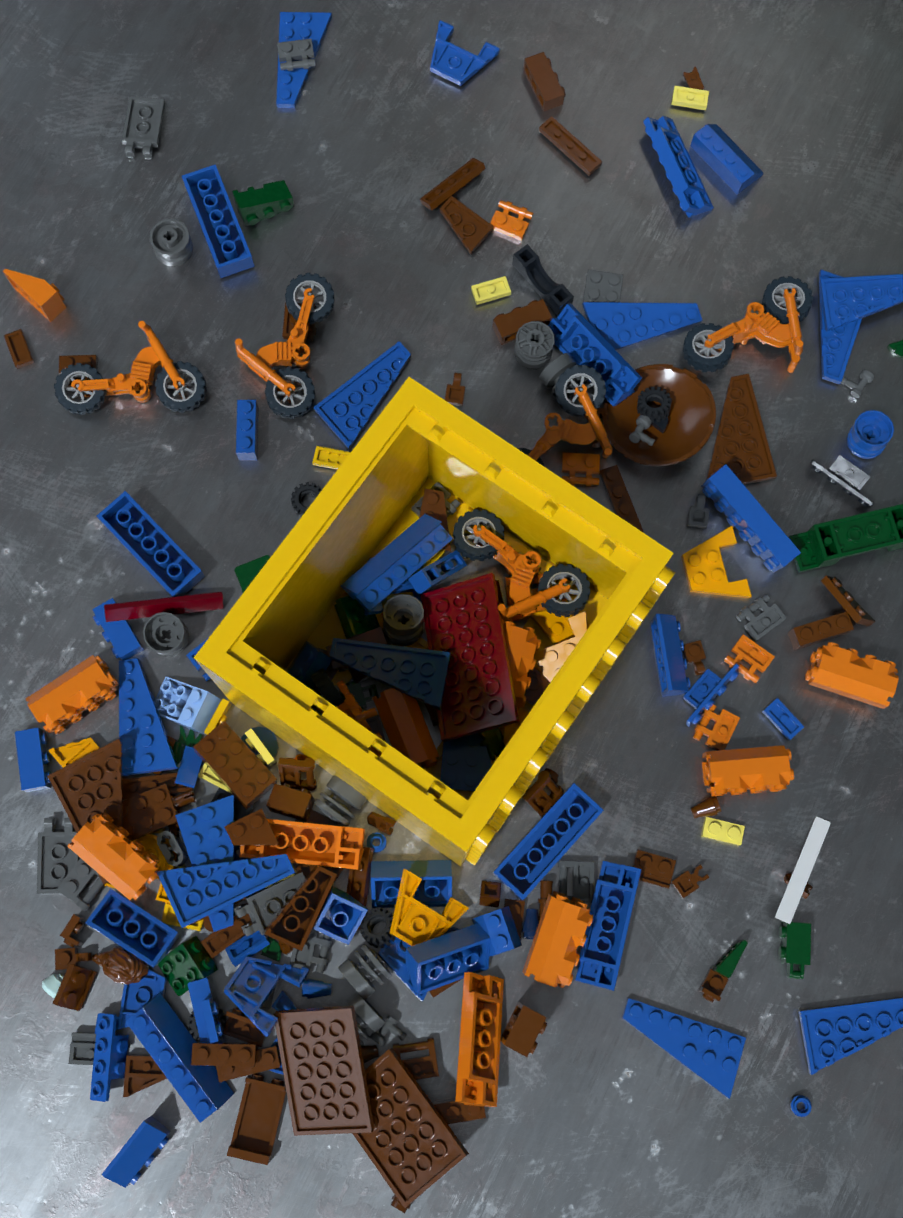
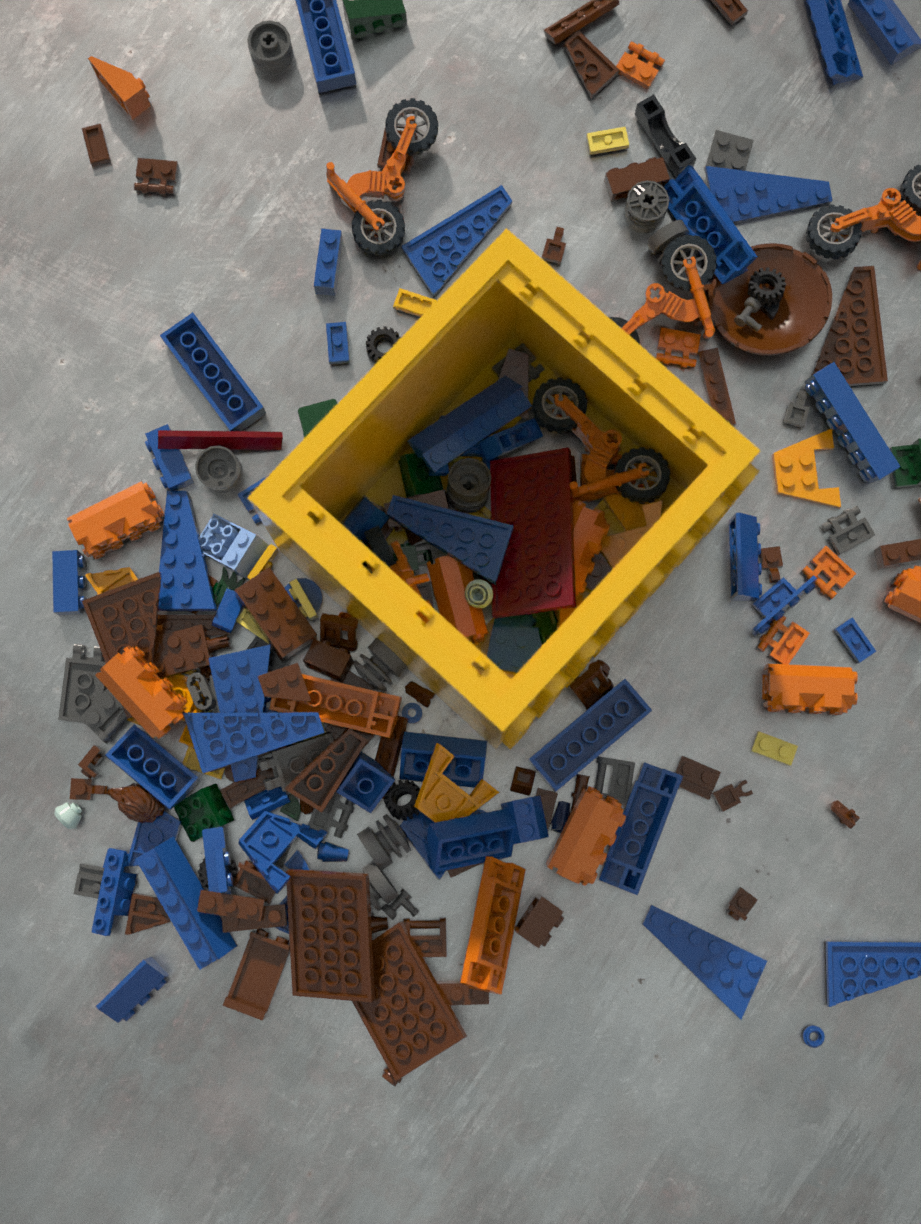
camera: 10 degrees right, 5 degrees up
(74, 987) = (87, 819): reddish brown plate -> none
(132, 383) = (210, 197): piece -> none
(264, 503) = (337, 343): none -> blue plate
(425, 720) = (476, 597): none -> light aqua cone
(706, 808) = (760, 722): reddish brown cone -> none
(729, 962) = (760, 883): dark green slope -> none
(795, 947) = (832, 876): dark green brick -> none
(802, 870) = (852, 799): white sticker -> none

